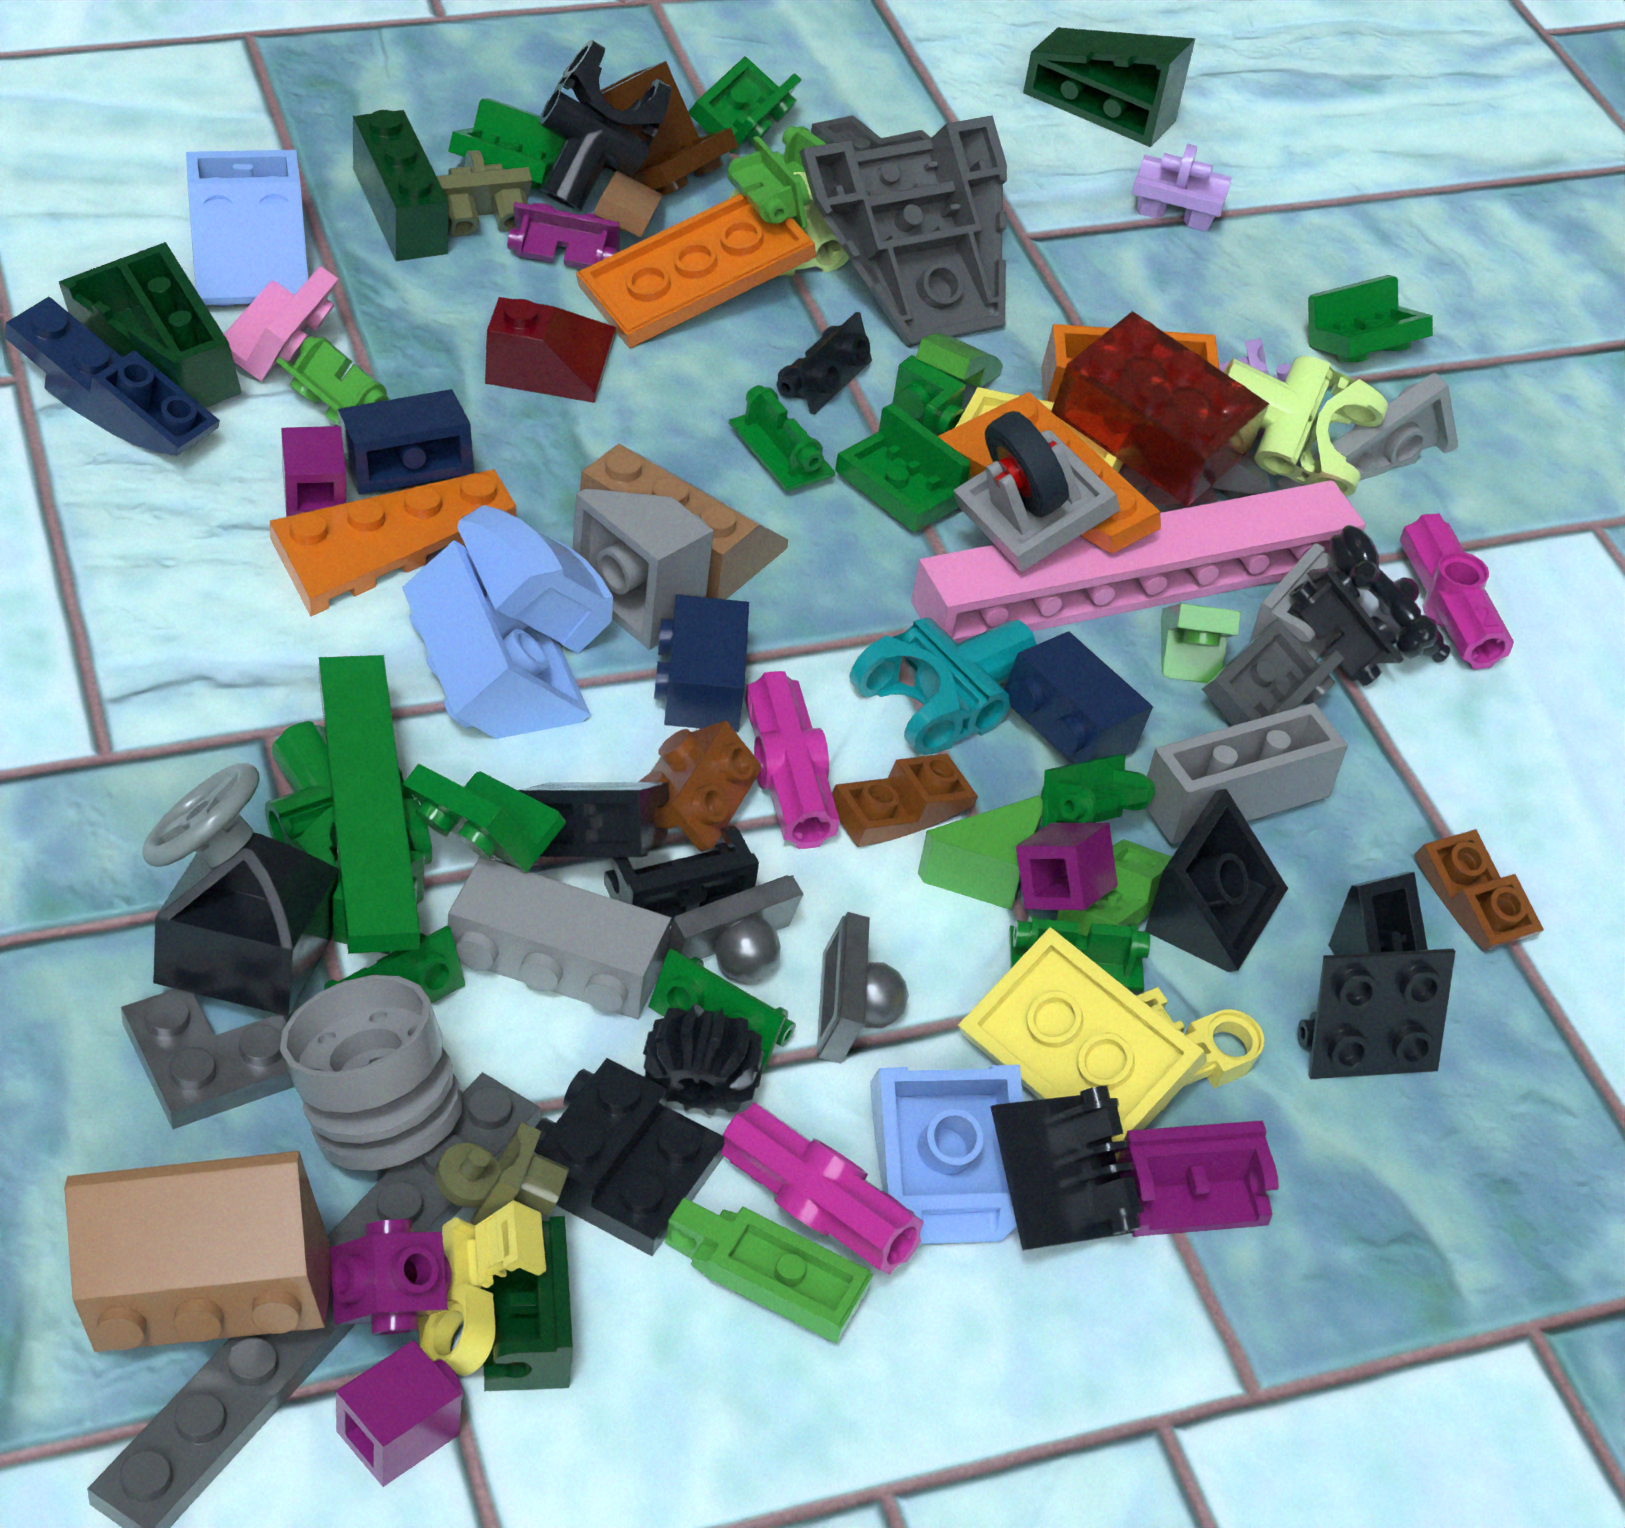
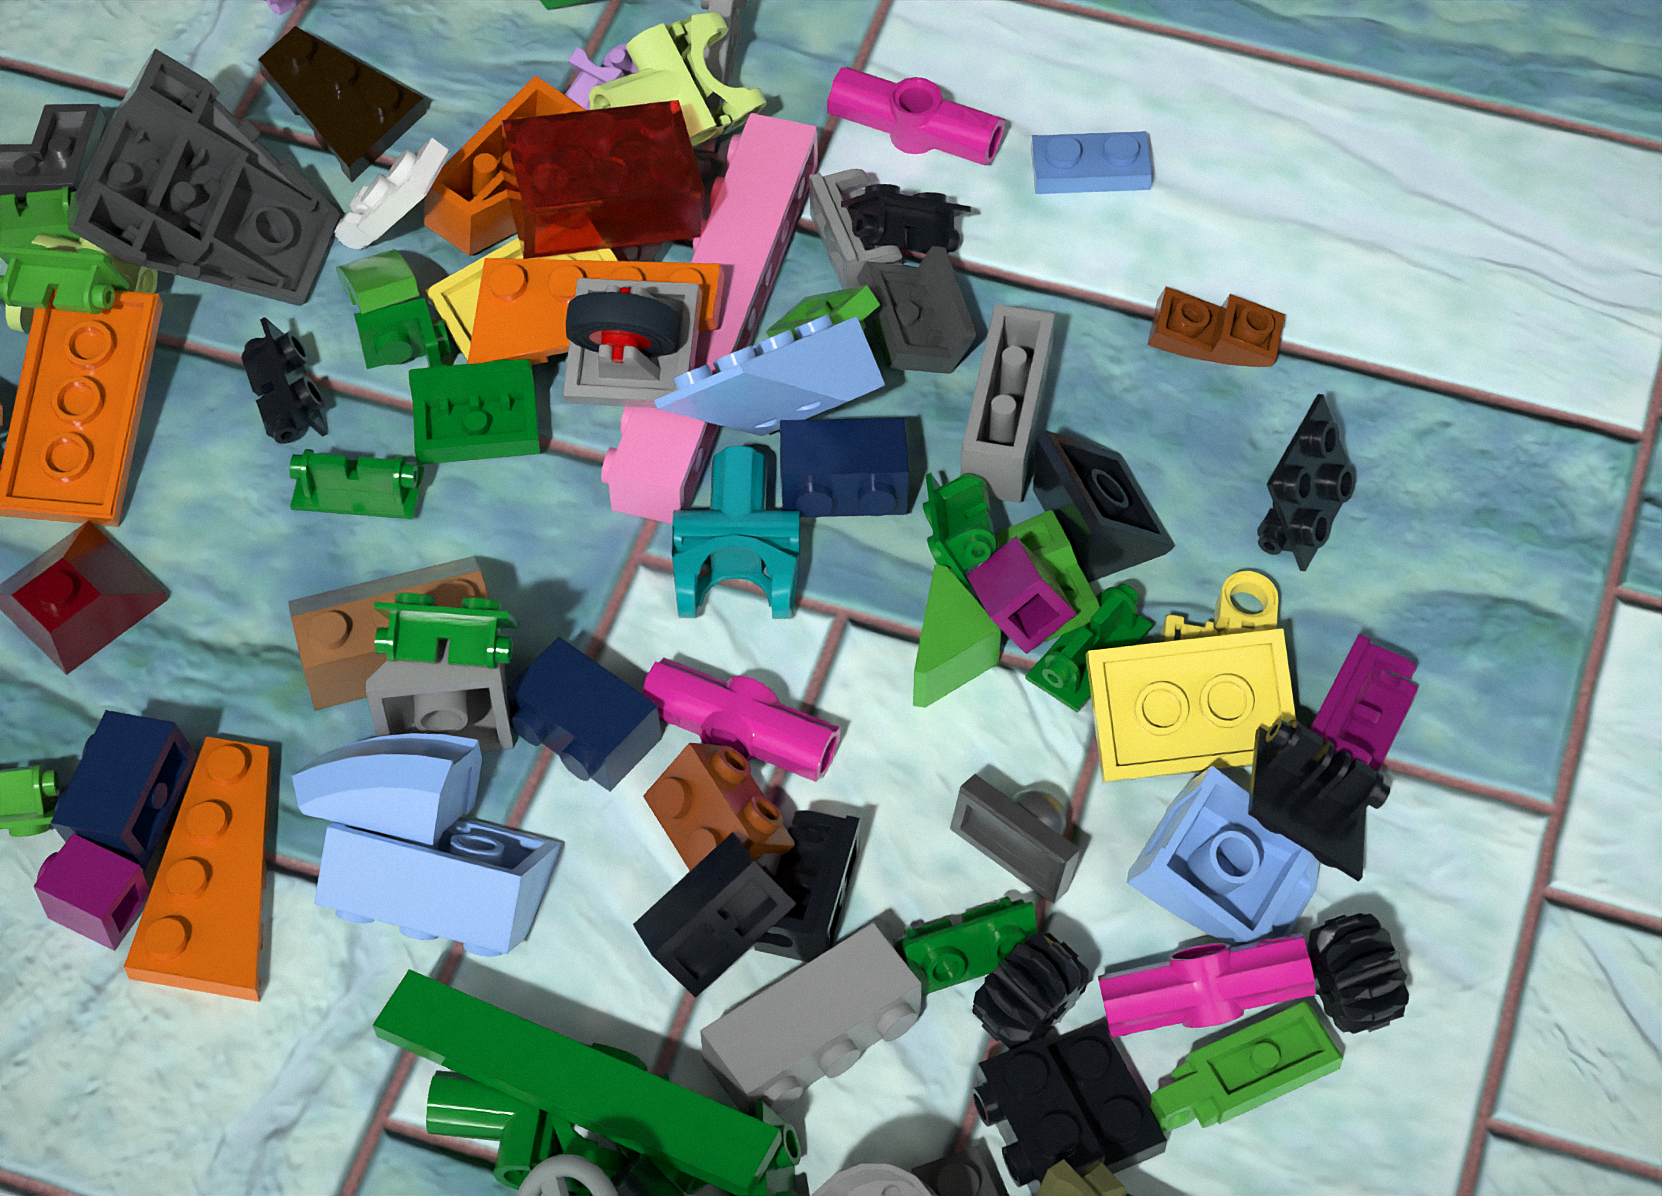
camera: 45 degrees left, 10 degrees up
(485, 815) = (667, 991): green bracket -> none
(676, 513) = (419, 624): none -> green hinge
(739, 929) = (903, 880): flat silver tile -> none
(912, 798) = (838, 662): dark orange slope -> none
(926, 1289) = (1357, 973): none -> black gear
(1032, 318) = (391, 196): none -> white hinge
(1090, 592) = (779, 378): none -> light blue slope
(1098, 274) = (341, 99): none -> dark brown wing
(1359, 560) = (894, 163): black piece -> none
(1380, 917) = (1235, 431): black slope -> none
(1547, 729) = (1091, 162): none -> medium blue plate

